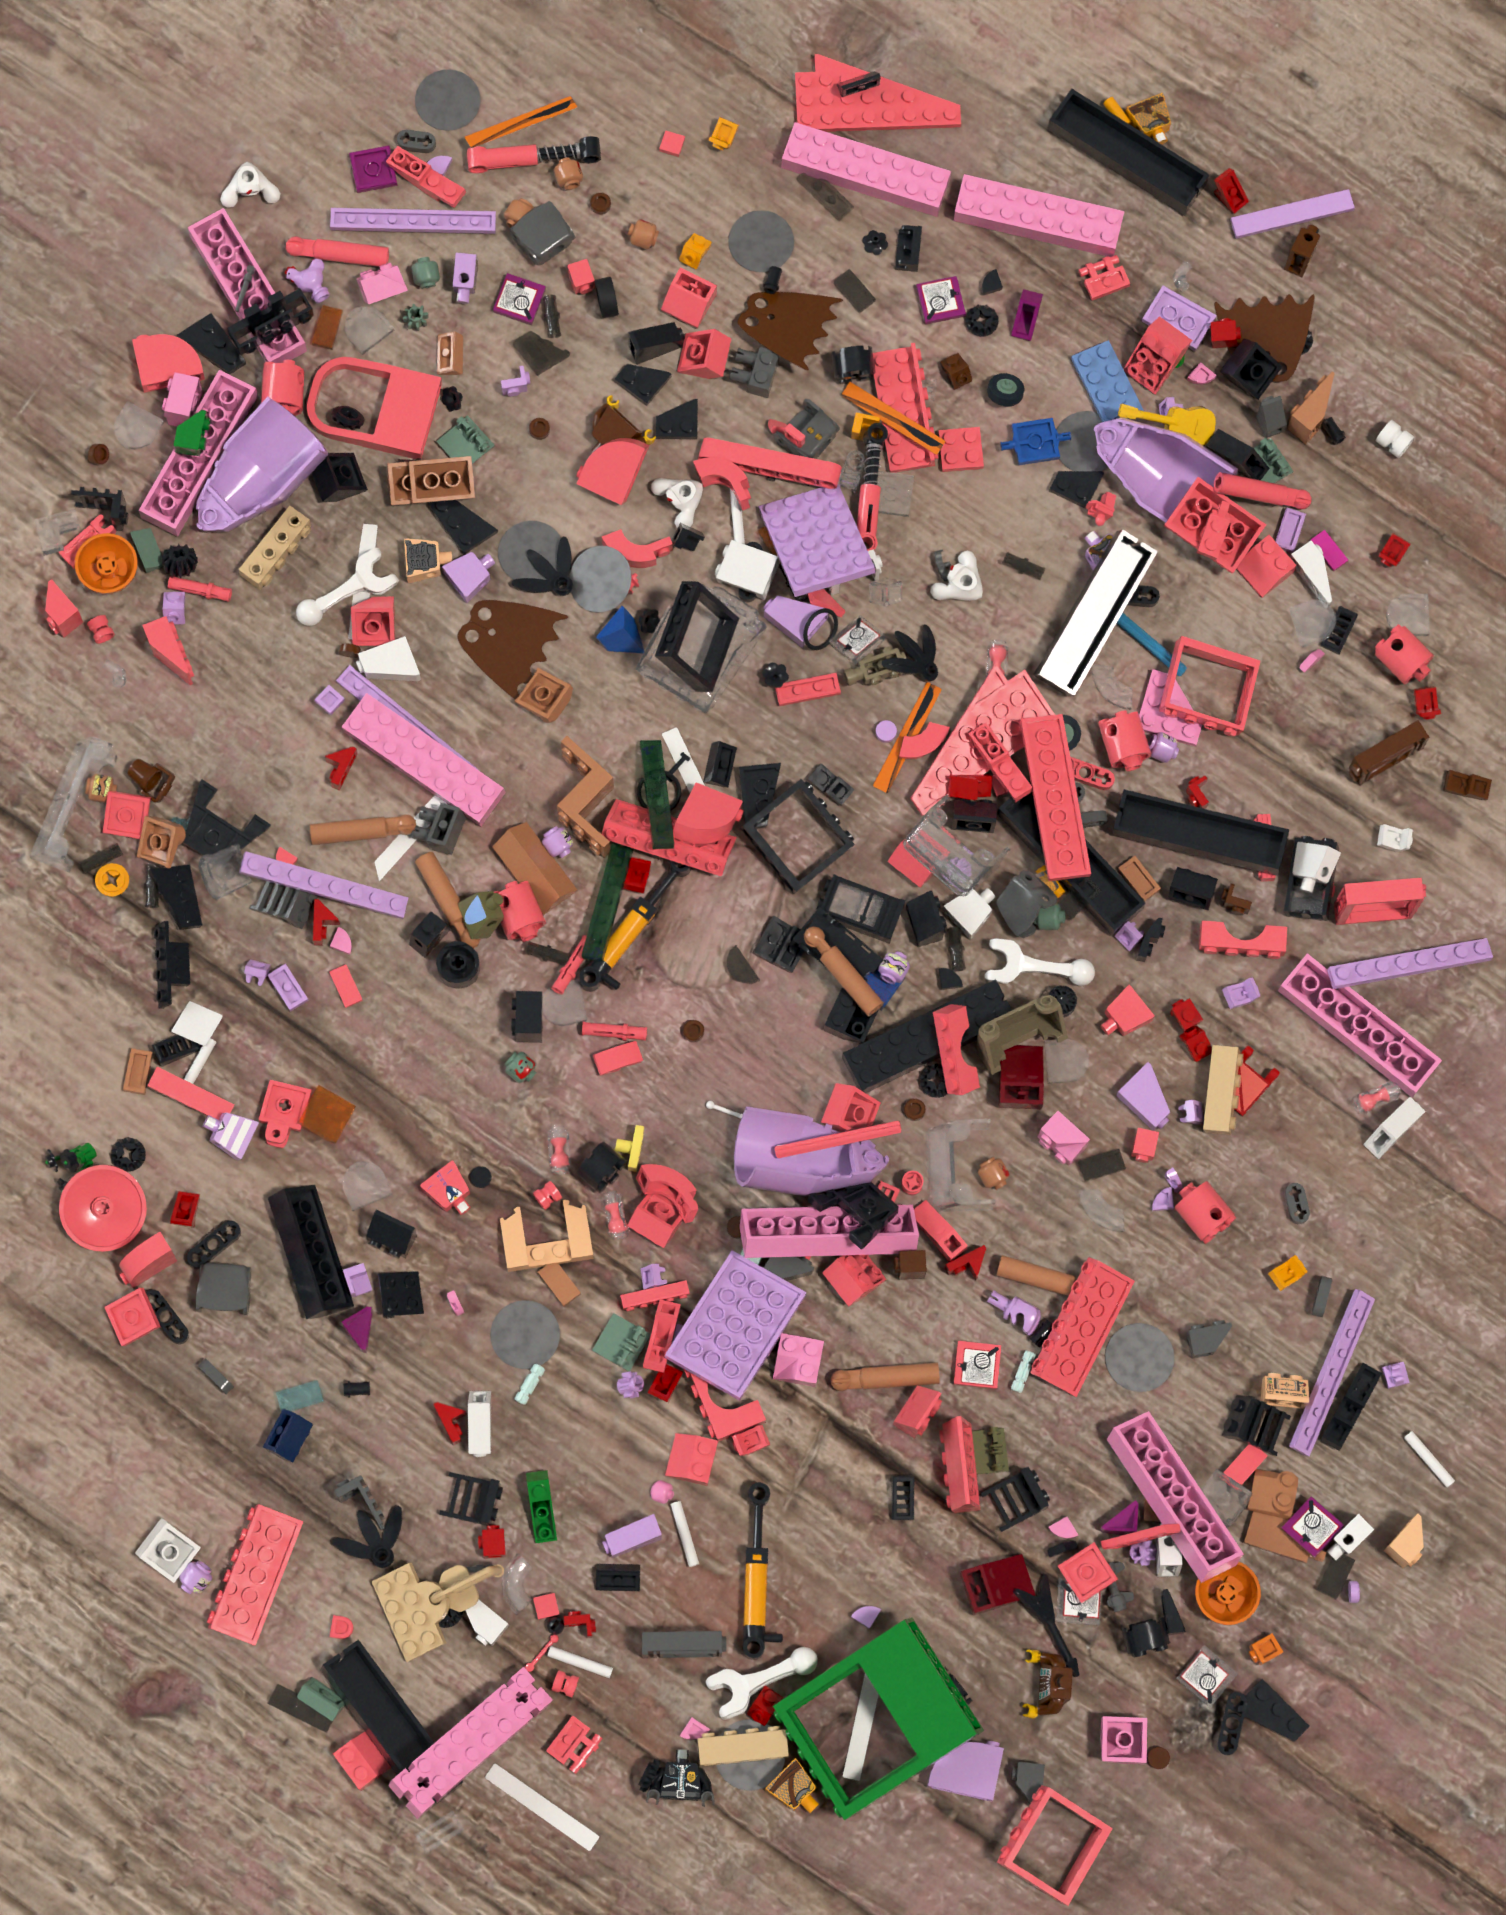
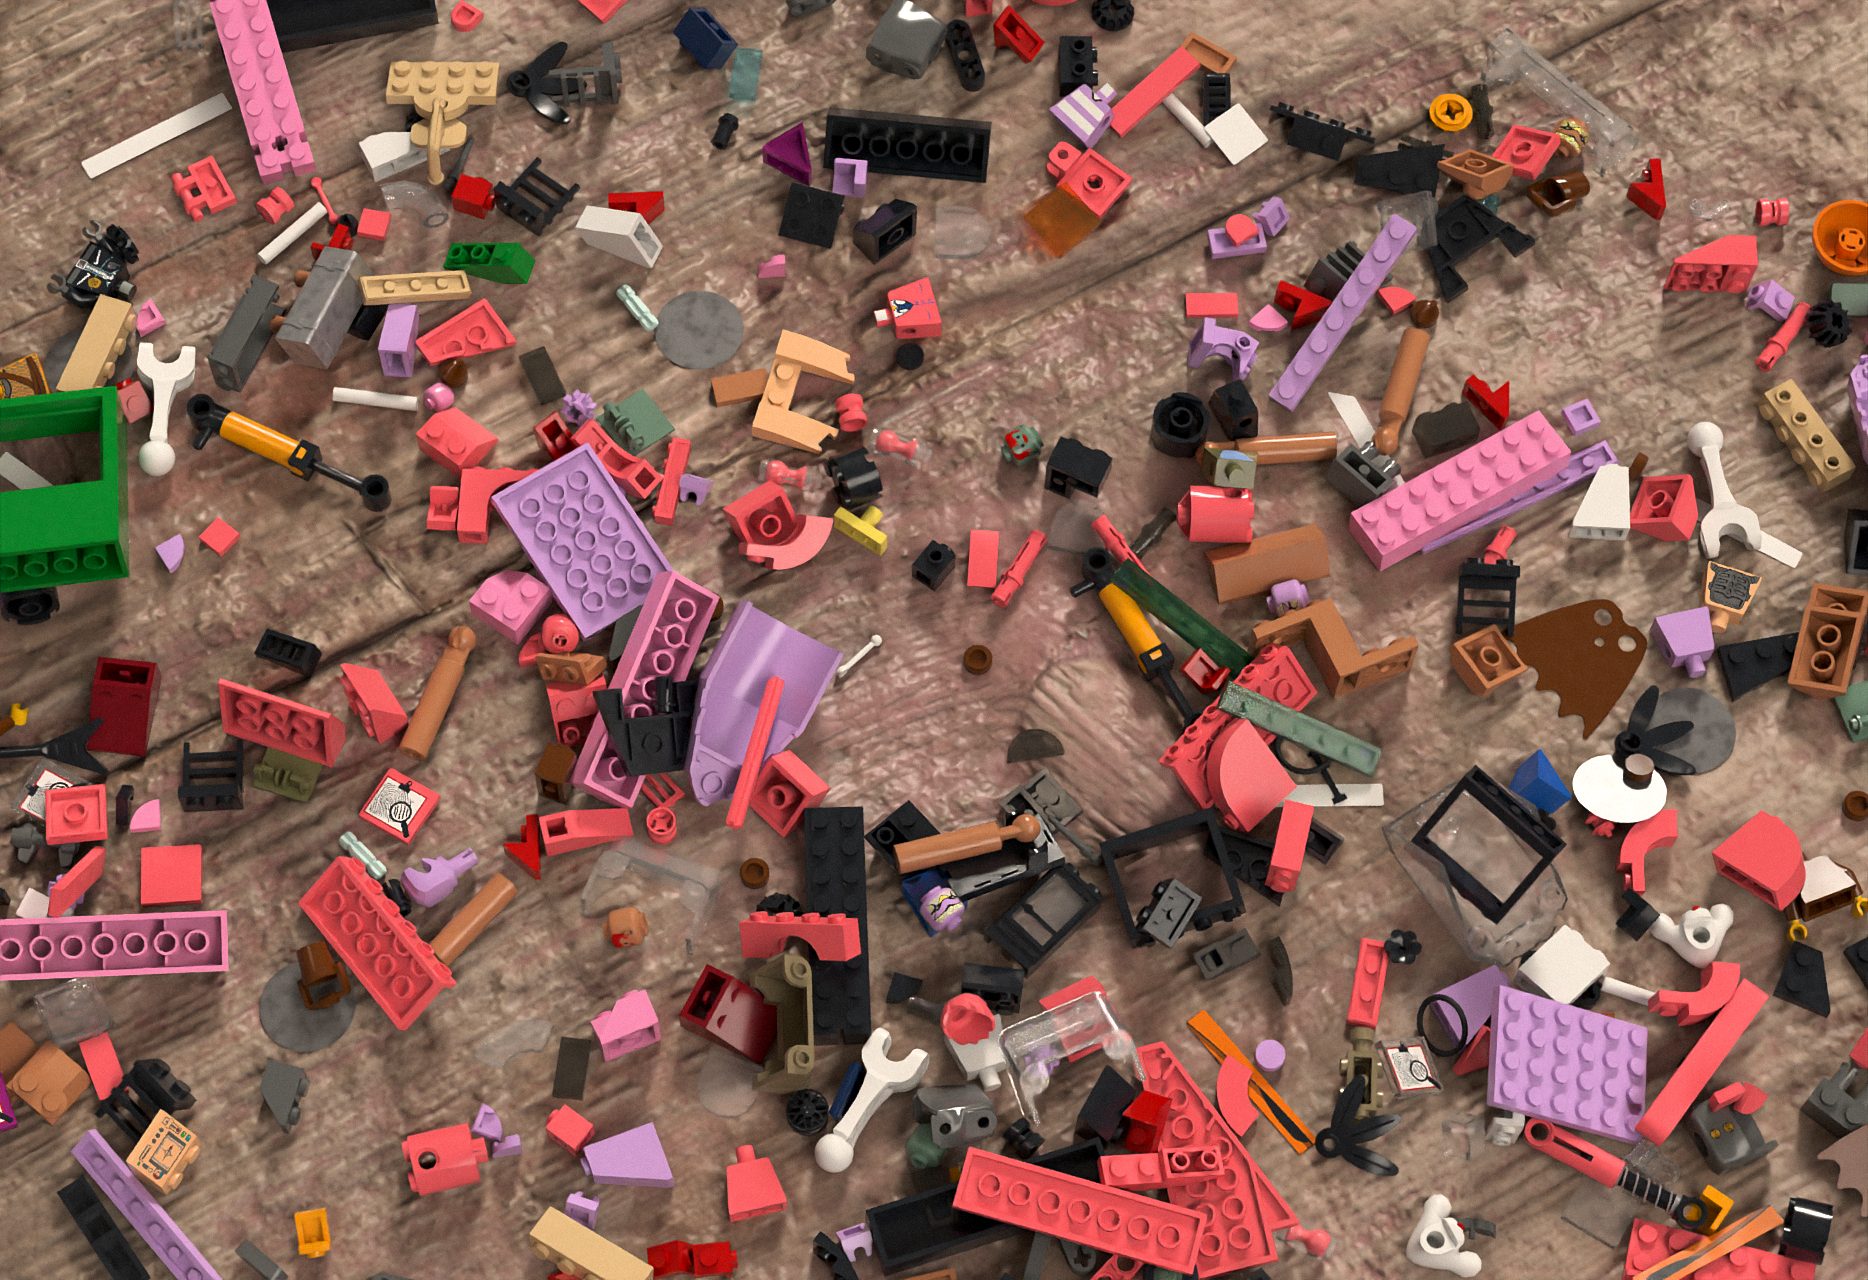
camera: 115 degrees right, 10 degrees down
(61, 612) = (1813, 172): coral slope -> none
(123, 714) = (1650, 193): none -> red slope
(190, 1158) = (1076, 63): none -> black brick
(282, 986) = (1240, 229): none -> coral tile
(288, 837) = (1425, 313): none -> reddish brown tile
(377, 787) = (1445, 429): none -> clear smoke brick
(380, 947) = (1223, 342): none -> lavender tile
(458, 720) = (1500, 545): none -> coral pin
(484, 715) = (1483, 576): none -> black plate
(579, 571) = (1638, 768): none -> tile
(590, 1544) = (414, 287): none -> tan tile
(607, 1494) = (466, 335): none -> coral wing
(613, 1425) = (542, 375): none -> clear smoke tile
(636, 1599) = (322, 308): none -> flat silver piece
(638, 1087) = (934, 565): none -> black brick
(639, 1489) = (453, 373): none -> reddish brown tile
(747, 765) = (1289, 846): none -> coral brick
(799, 904) = (1084, 849): none -> dark grey piece
(809, 1314) = (559, 634): none -> coral head
(824, 1330) = (530, 650): none -> coral tile
(829, 824) = (1167, 912): none -> bracket
(830, 1292) = (570, 667): none -> nougat bracket
(831, 742) = (1282, 977): none -> clear smoke slope
(838, 1208) = (664, 695): none -> black pin
(839, 1589) = (219, 537): none -> coral tile
(962, 919) = (967, 1019): none -> coral hair
(1015, 859) = (1023, 1138): none -> black wheel
(1038, 981) = (848, 1091): none -> dark blue tile
(1095, 1491) = (171, 875): none -> coral tile
(1118, 1356) = (318, 968): none -> reddish brown piece
(1124, 1522) = (111, 884): magenta slope -> none

